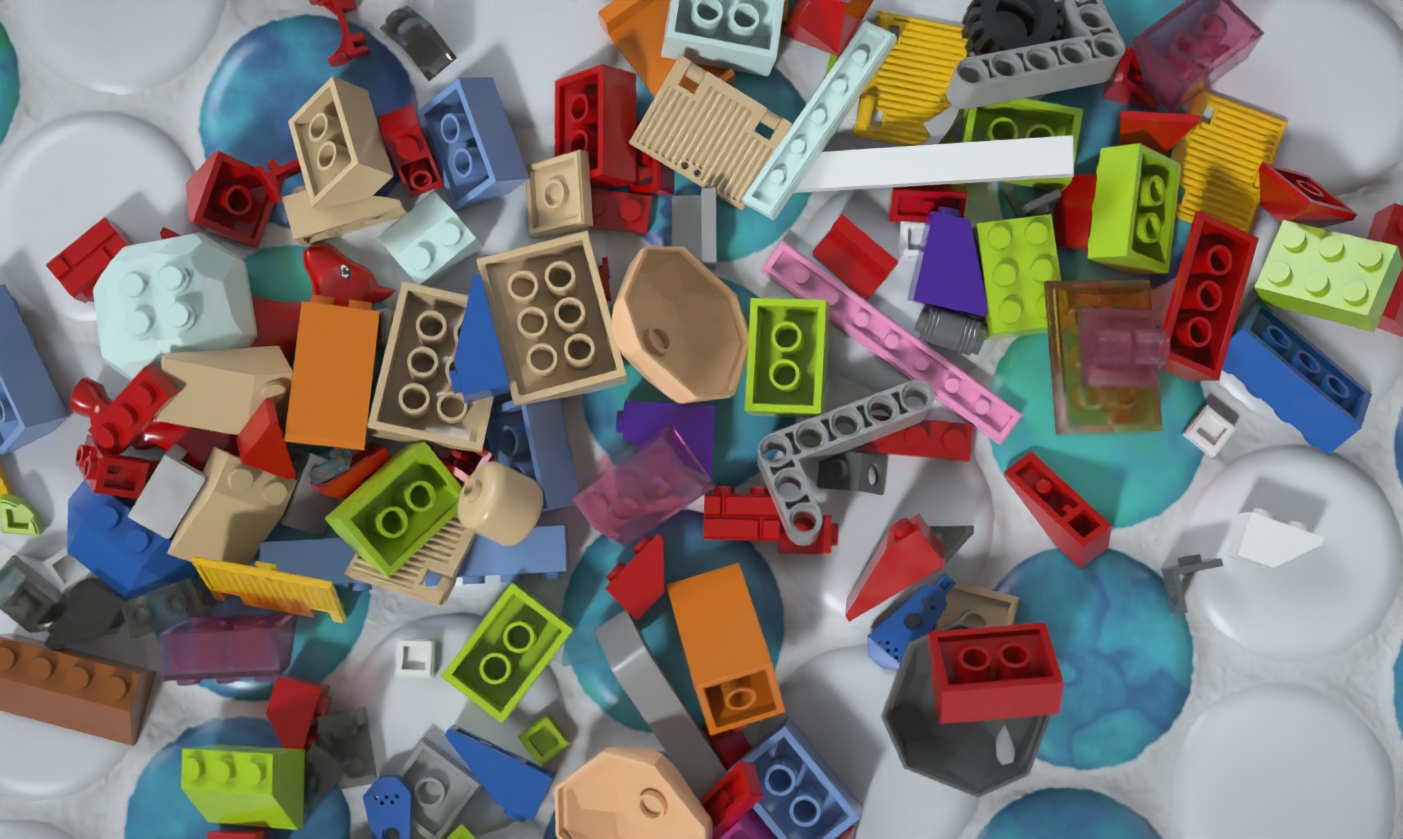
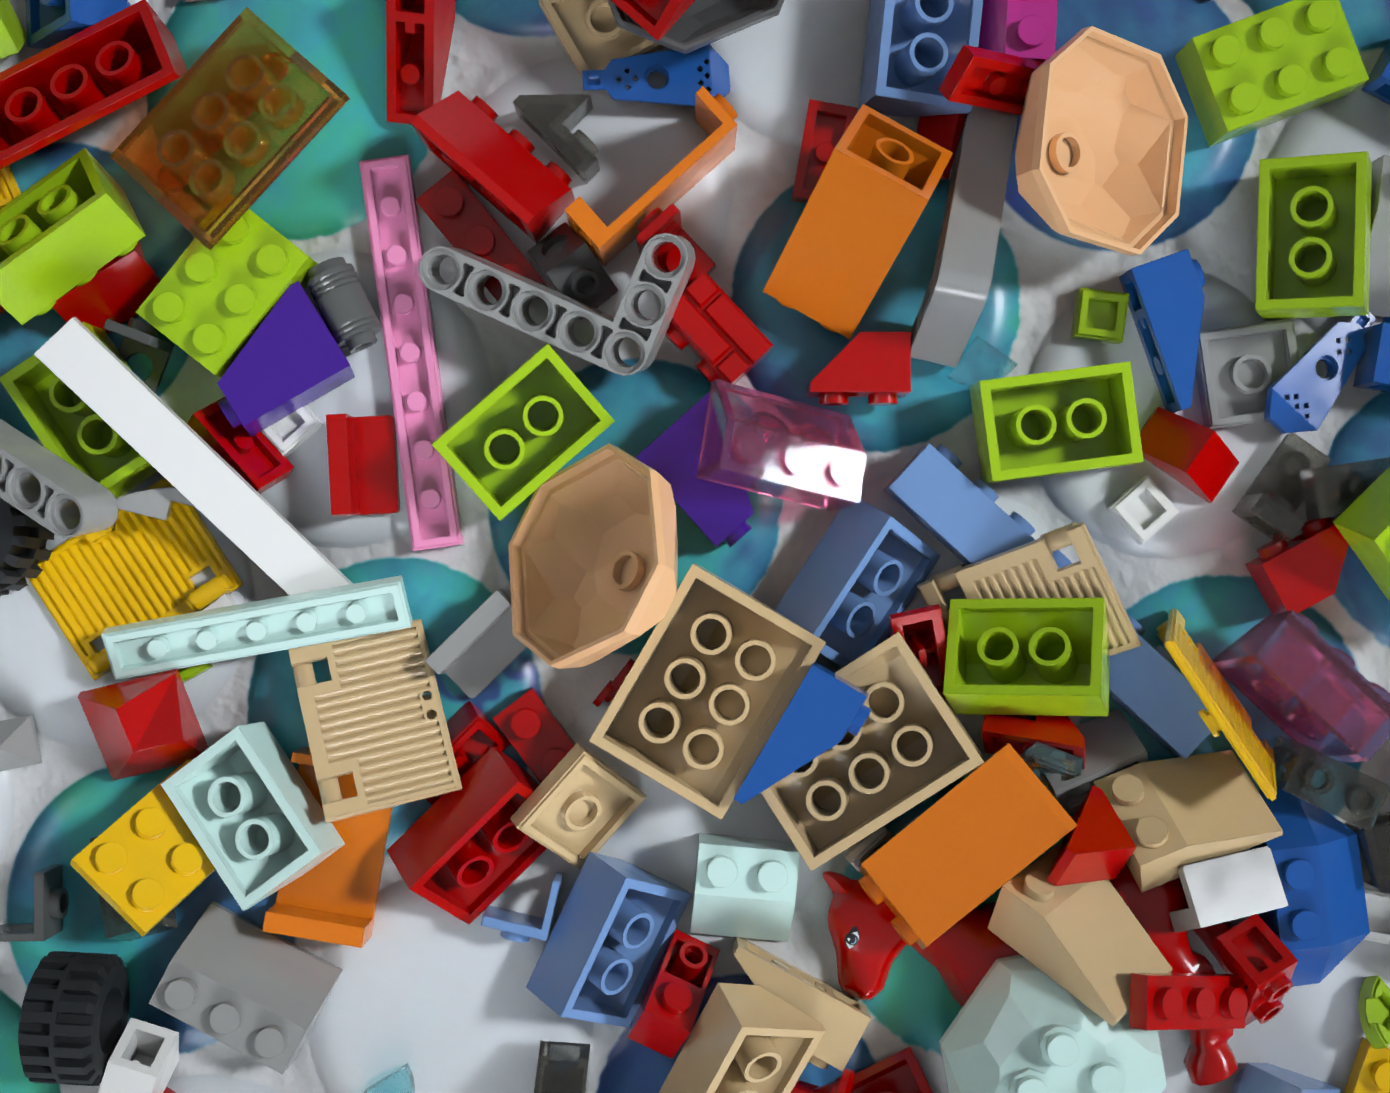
camera: 135 degrees left, 5 degrees up
(422, 712) = (1187, 452): none -> red slope
(500, 504) = (932, 561): tan head -> none
(526, 106) = (521, 926): none -> medium blue bracket
(793, 682) = (822, 132): none -> red plate
(848, 500) = (717, 120): none -> orange panel
(903, 558) = (616, 137): red slope -> none
(949, 485) = (495, 162): none -> red slope
(1121, 348) = (203, 112): clear pink plate -> none

